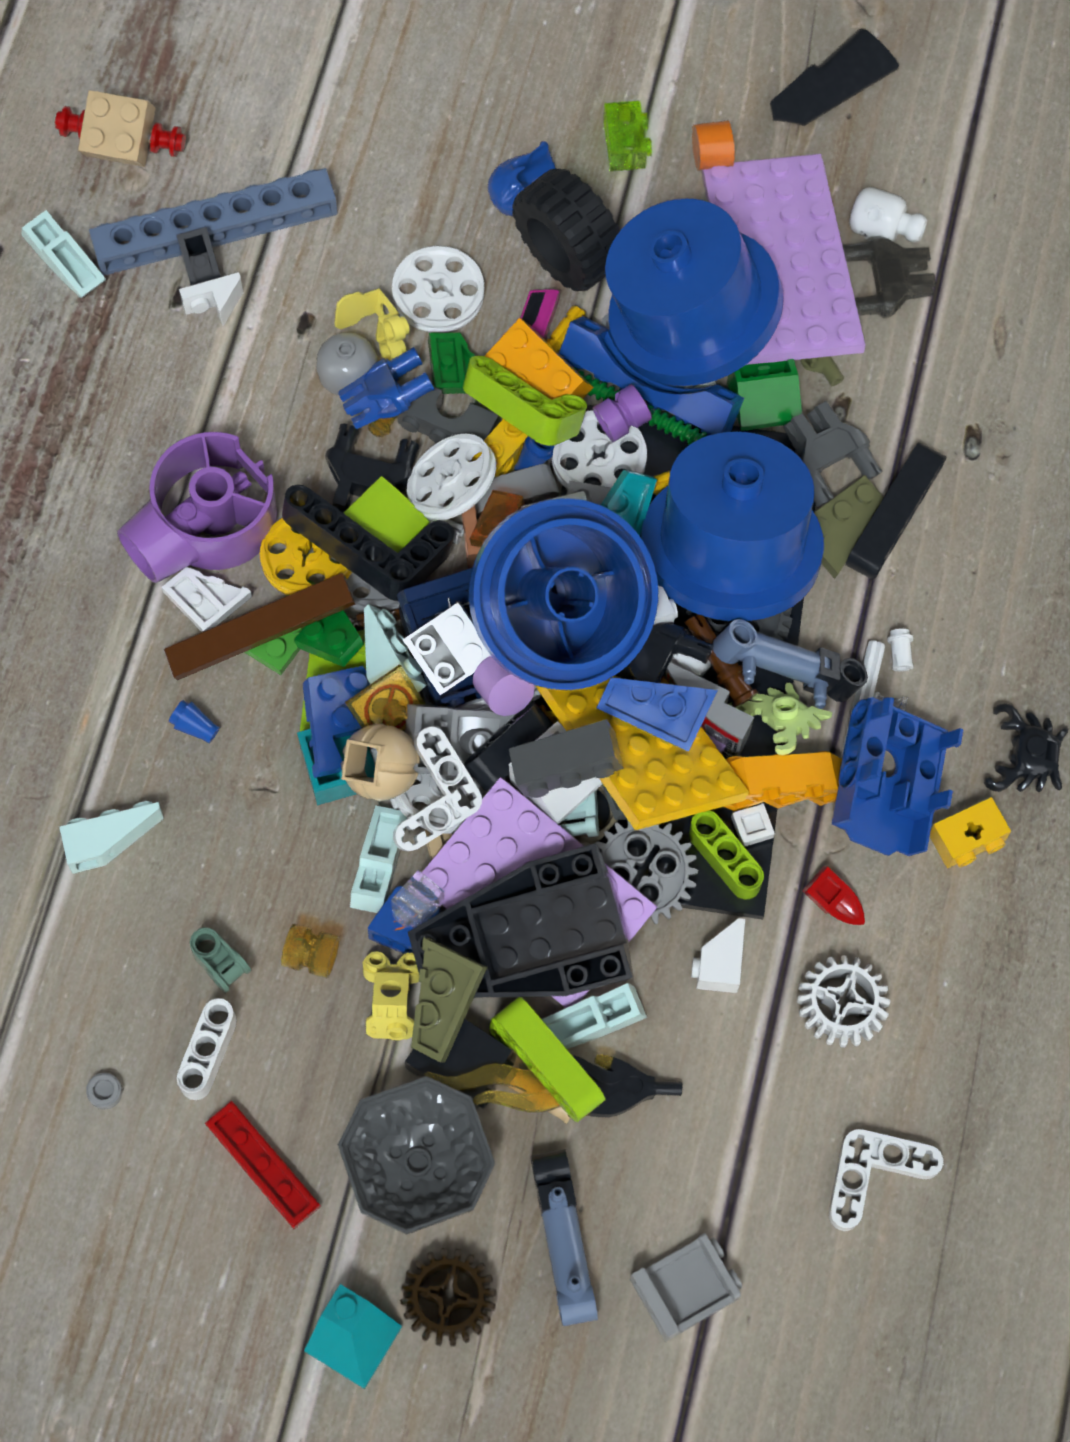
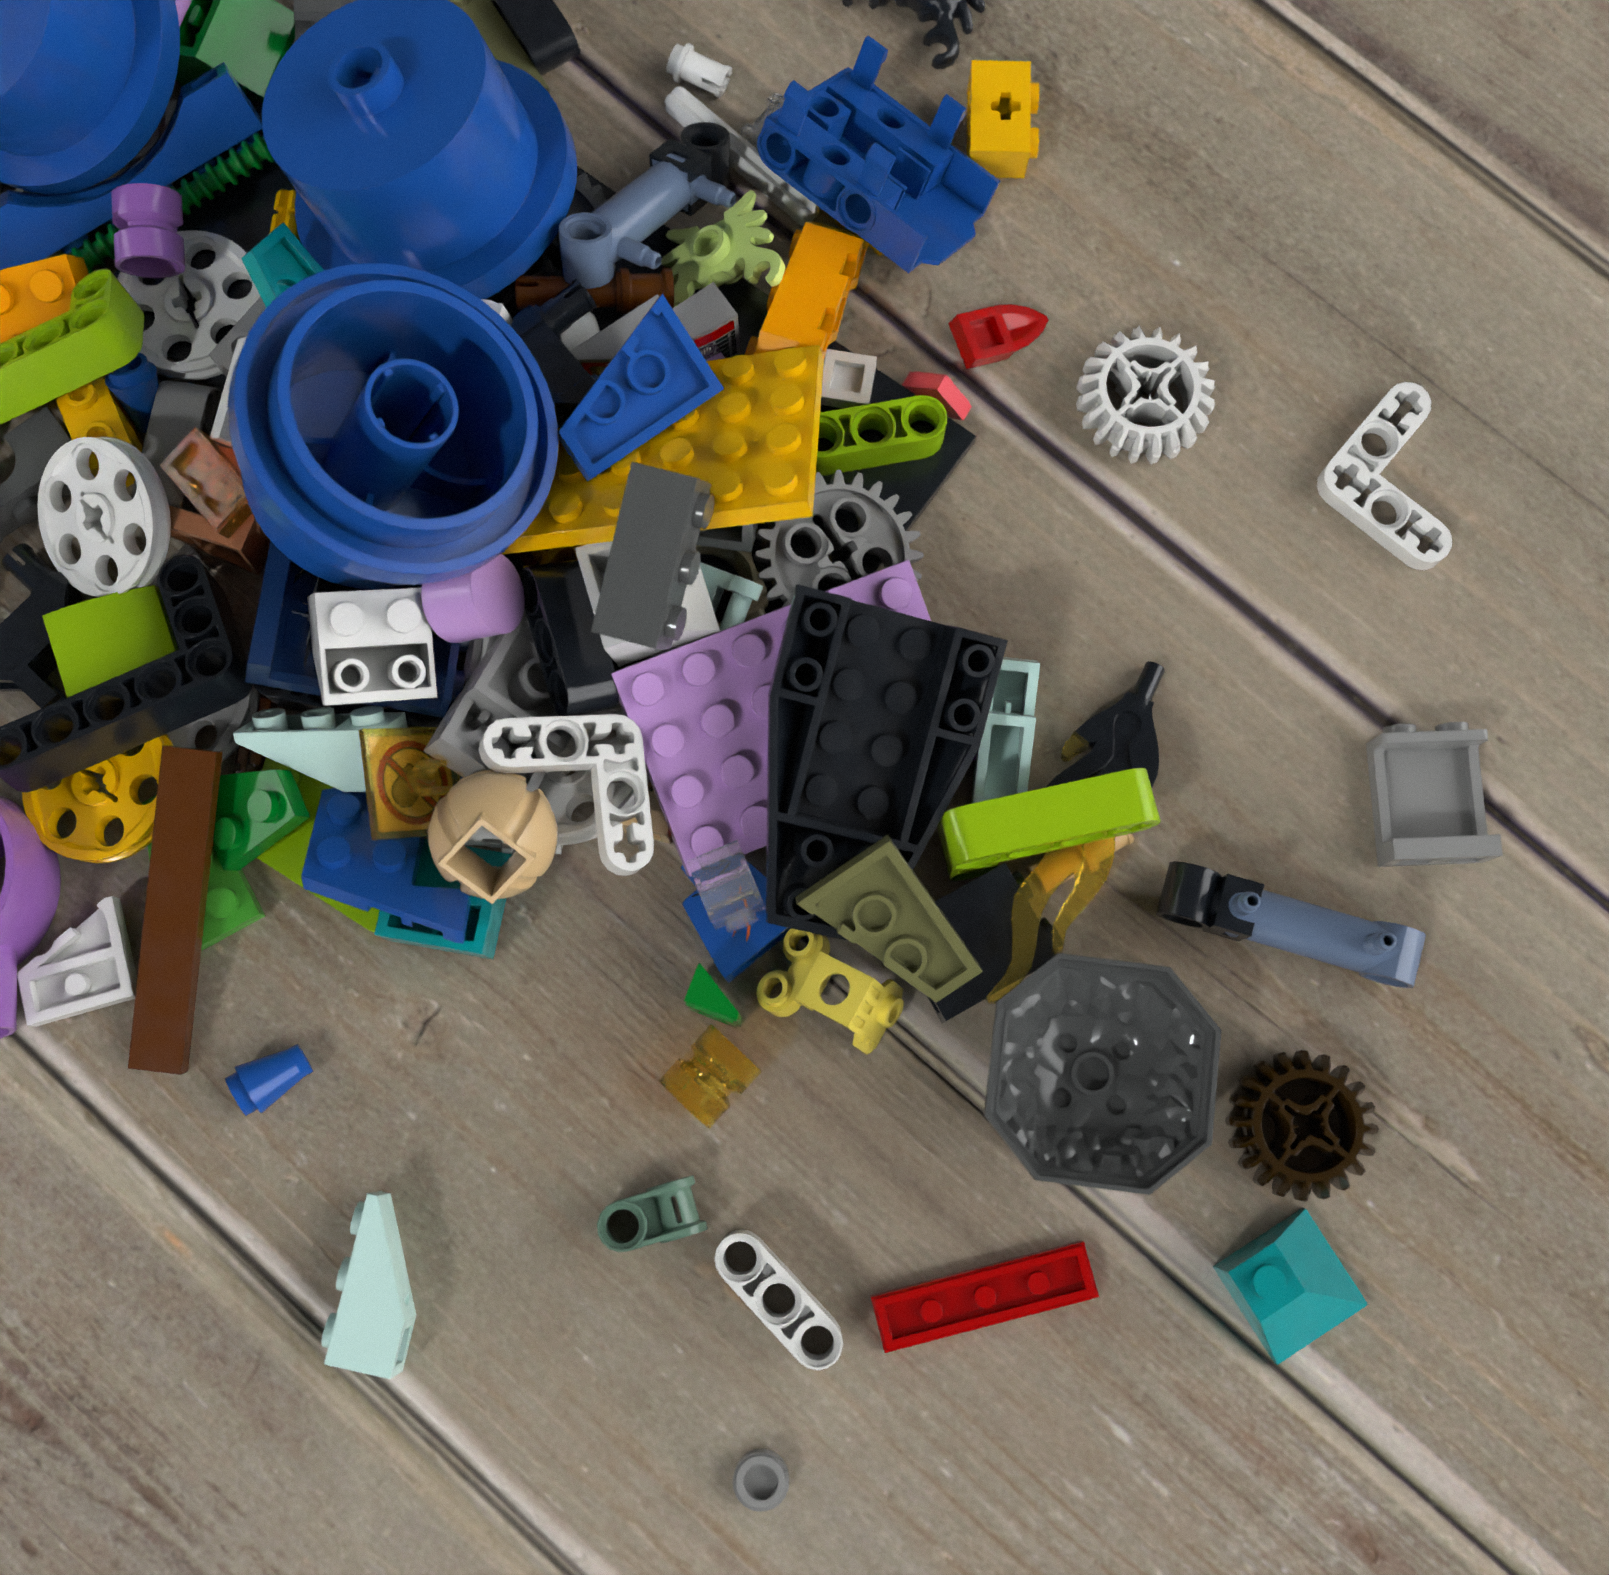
camera: 60 degrees left, 10 degrees up
(353, 927) = (709, 1000): none -> green slope
(377, 861) = (624, 912): light aqua slope -> none
(721, 960) = (1010, 518): white slope -> none
(778, 883) = (941, 388): none -> coral tile

